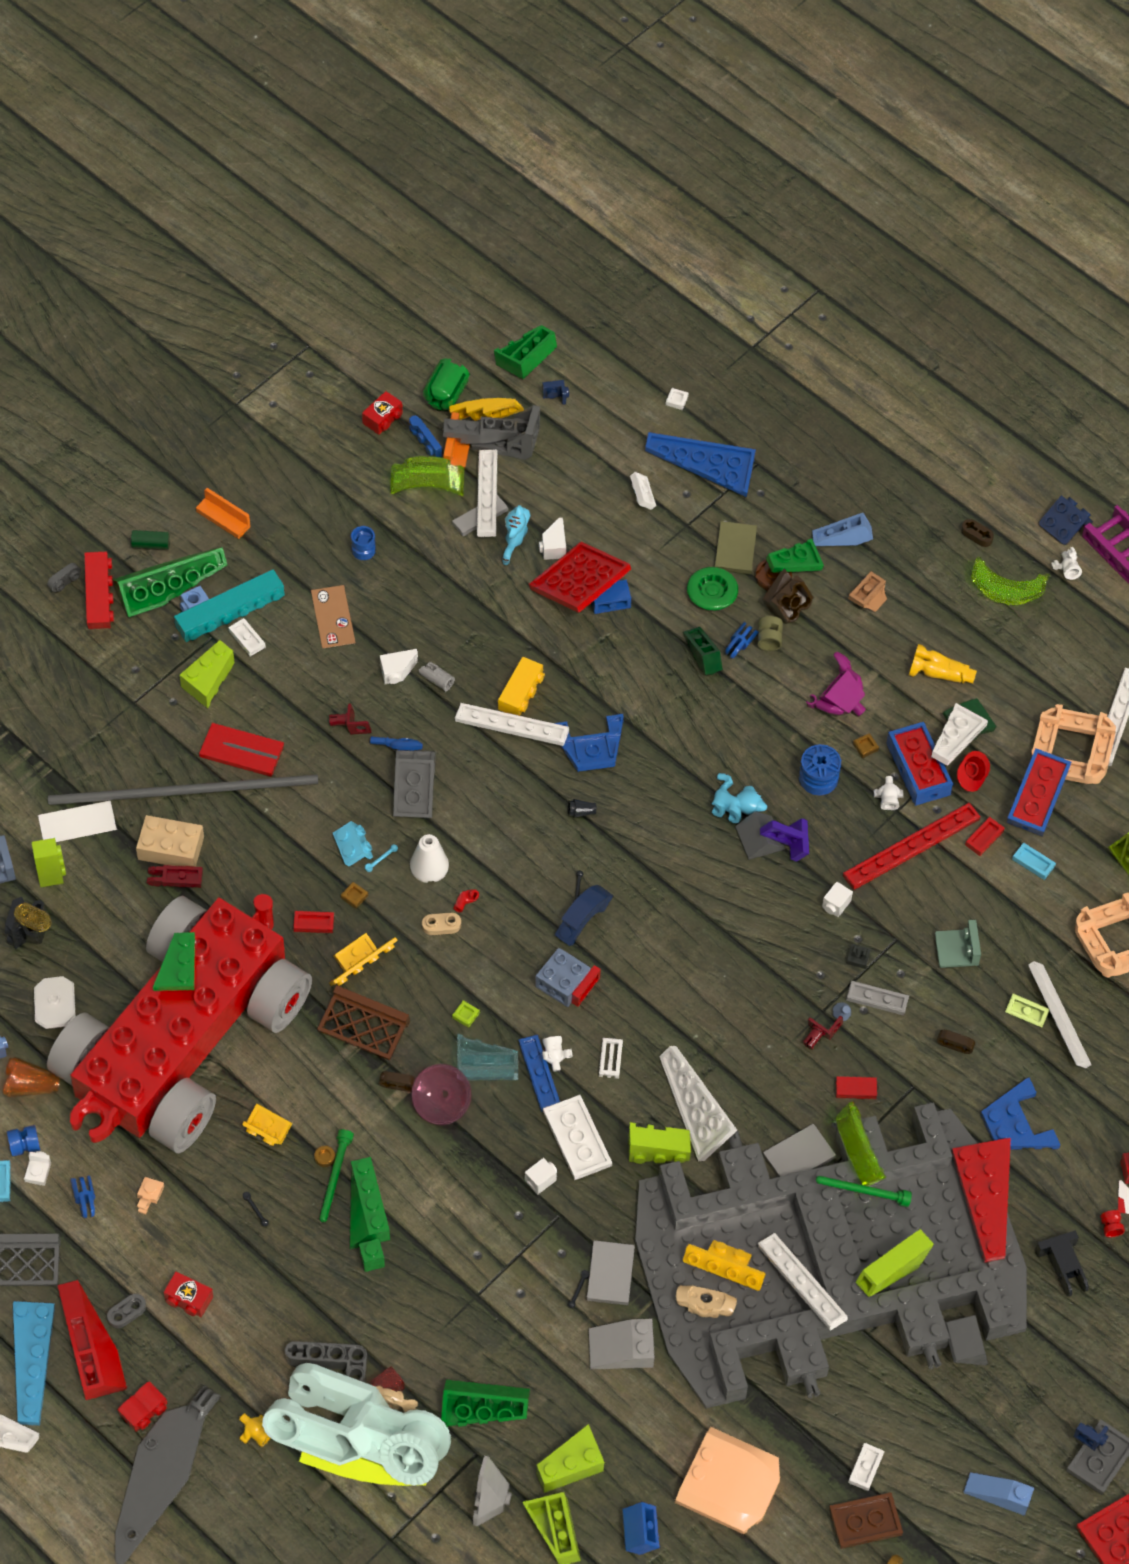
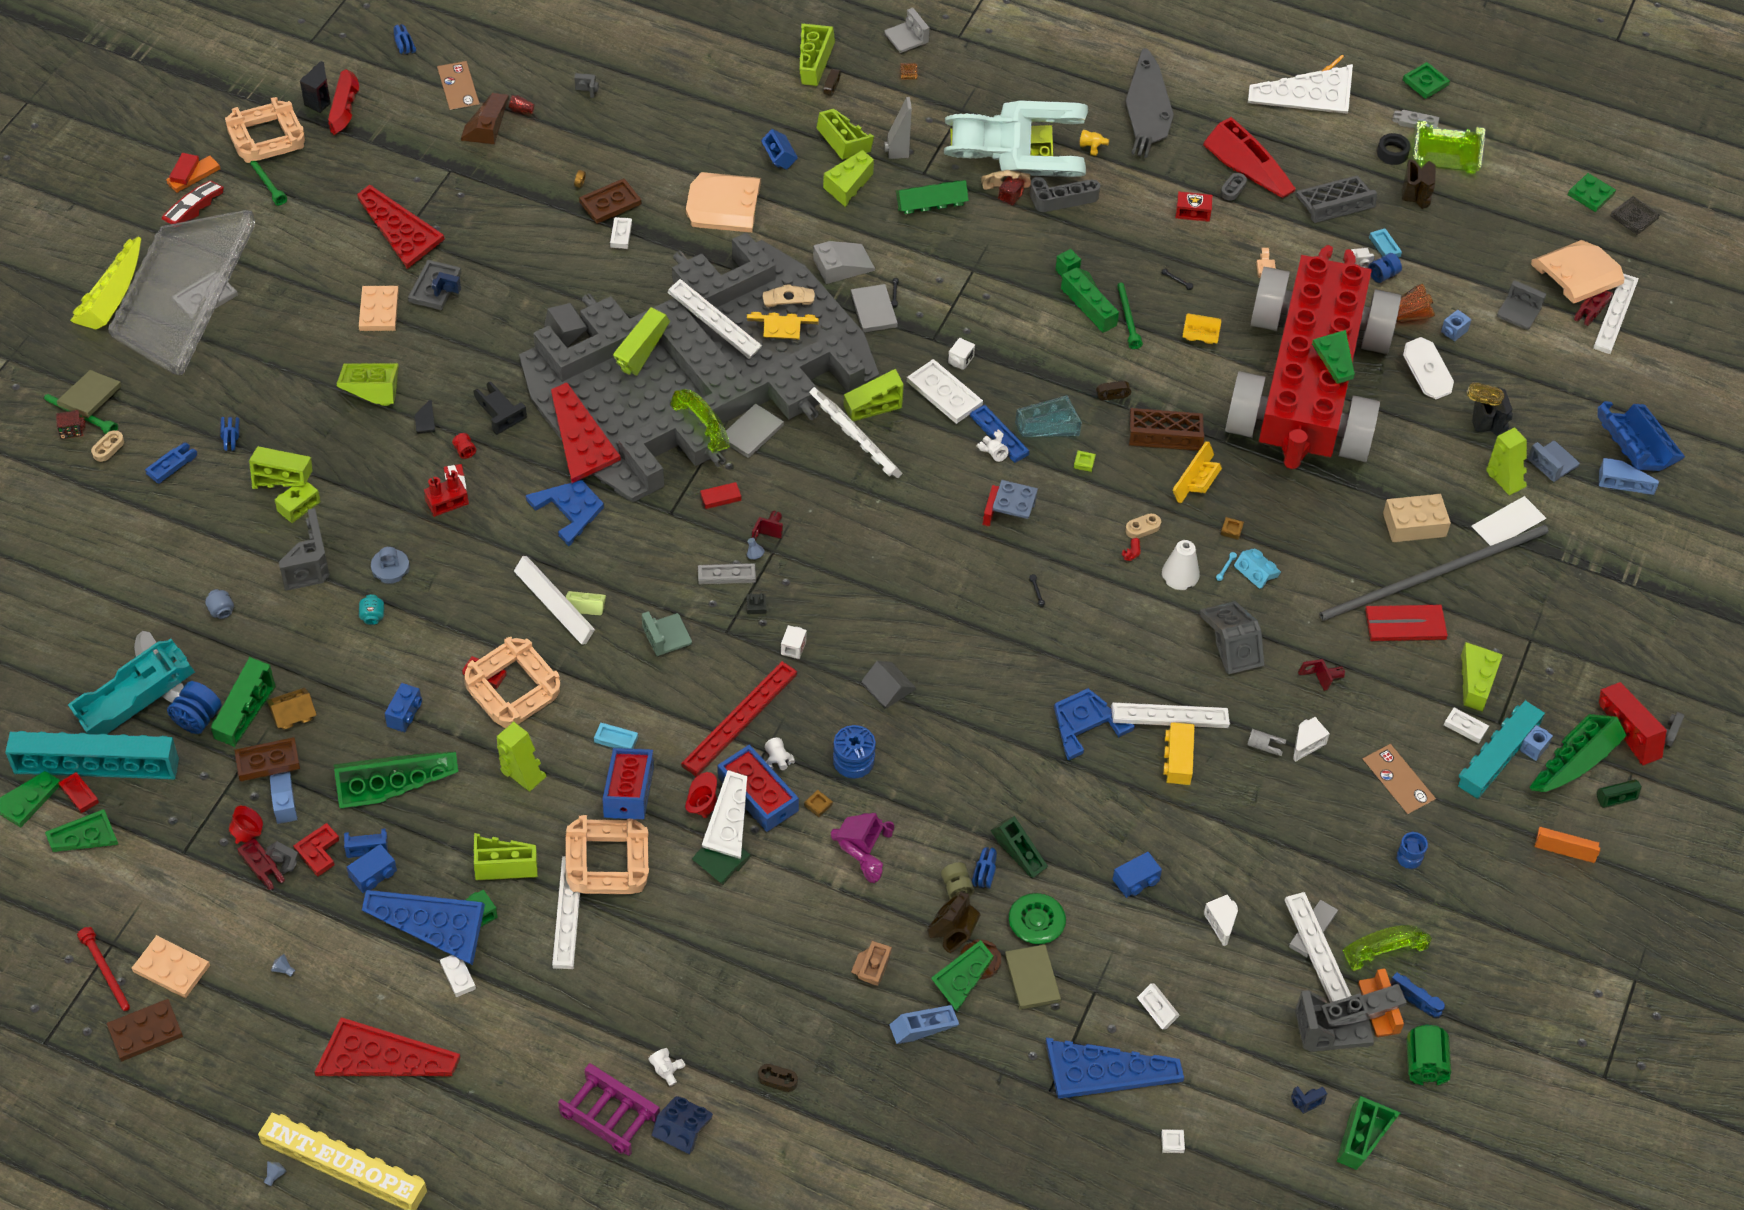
camera: 160 degrees right, 5 degrees down
(32, 1345) = (1288, 151): dark azure wing -> none
(84, 1197) = (1310, 243): blue arm -> none
(143, 1406) = (1184, 132): red brick -> none
(175, 876) = (1379, 497): dark red hinge -> none
(313, 922) = (1254, 496): red tile -> none
(324, 1156) = (1144, 327): pearl gold tile -> none
(382, 413) = (1477, 1010): red brick -> none
(400, 744) = (1262, 665): blue piece -> none
(429, 1089) = (1071, 384): clear pink dish -> none
(487, 408) = (1366, 1032): yellow slope -> none
(517, 528) = (1269, 902): medium azure animal -> none
(580, 577) = (1176, 873): red plate -> none
(580, 808) = (1069, 656): black cone -> none
(581, 911) = (1019, 561): dark blue arch -> none
(609, 1072) = (946, 472): white tile -> none
(745, 801) = (914, 704): medium azure animal -> none
(794, 835) = (861, 678): dark purple bracket -> none
(901, 1197) = (652, 405): green piece -> none
(940, 666) = (769, 903): yellow piece -> none
(956, 1041) = (643, 551): dark brown beam -> none
(984, 836) = (671, 747): red tile -> none
(1000, 1492) = (507, 241): medium blue slope -> none
(1007, 590) = (725, 1020): clear neon green windscreen -> none

